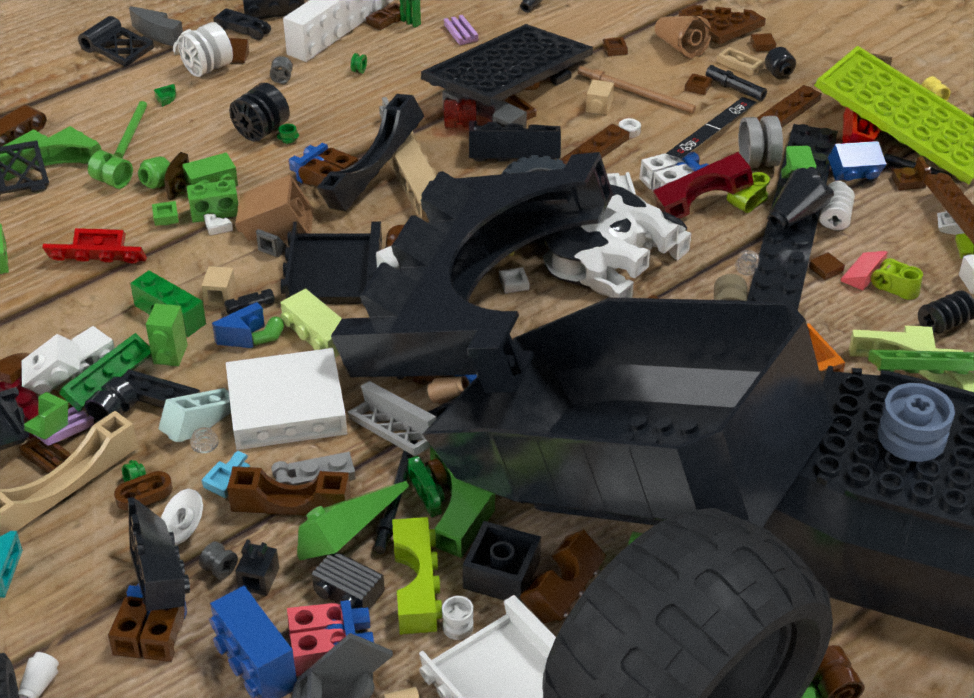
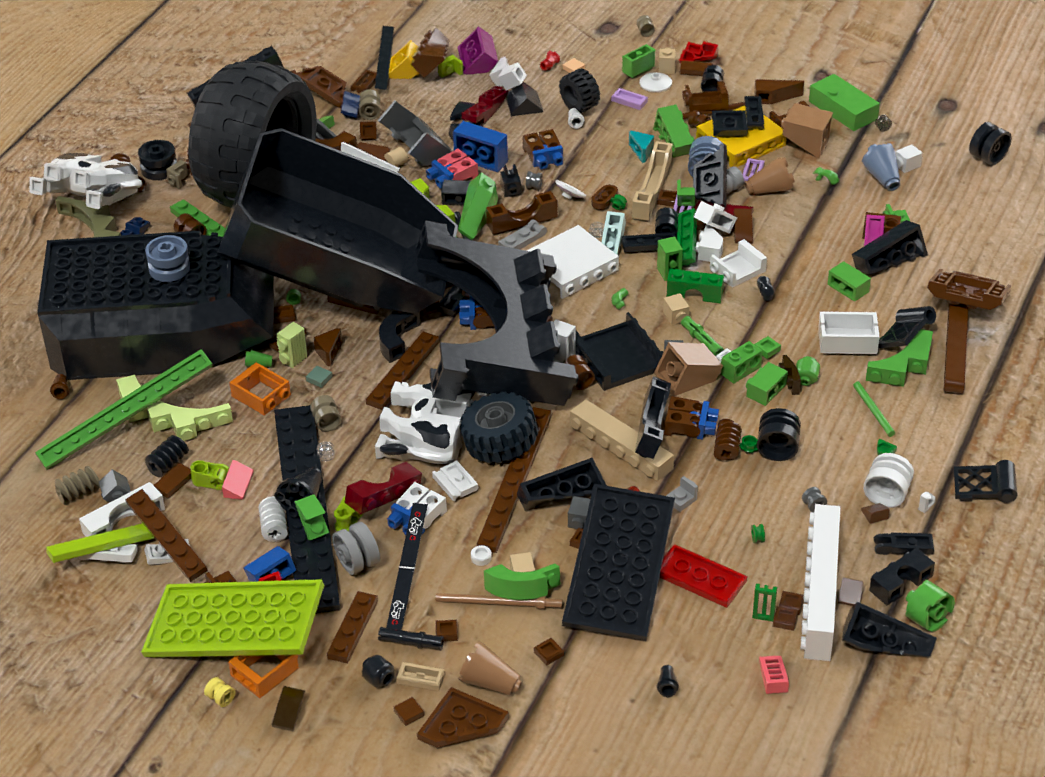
camera: 155 degrees right, 0 degrees up
(70, 185) = (848, 332): none -> white piece
(77, 318) = (740, 264): none -> white panel
(86, 281) = (765, 288): none -> black arm
(96, 245) = (782, 305): red bracket -> none
(110, 169) = (840, 359): bright green wheel -> none
(155, 25) = (971, 507): dark grey slope -> none
(155, 559) = (557, 154): black wedge -> none
(218, 477) = (566, 216): medium azure plate -> none
(220, 256) = (697, 331): none -> bright green pin
(237, 327) = (637, 288): blue slope -> none
(265, 297) = (649, 312): black axle -> none
(309, 132) = (727, 440): none -> reddish brown piece
(310, 319) = (590, 307): yellowish green brick -> none
(428, 49) = (701, 576): none -> red tile
(464, 28) = (708, 614): lavender tile -> none
(605, 69) = (521, 585): none -> bright green arch
(826, 266) = (267, 475): reddish brown tile -> none
(940, 290) = (173, 480): none -> reddish brown tile

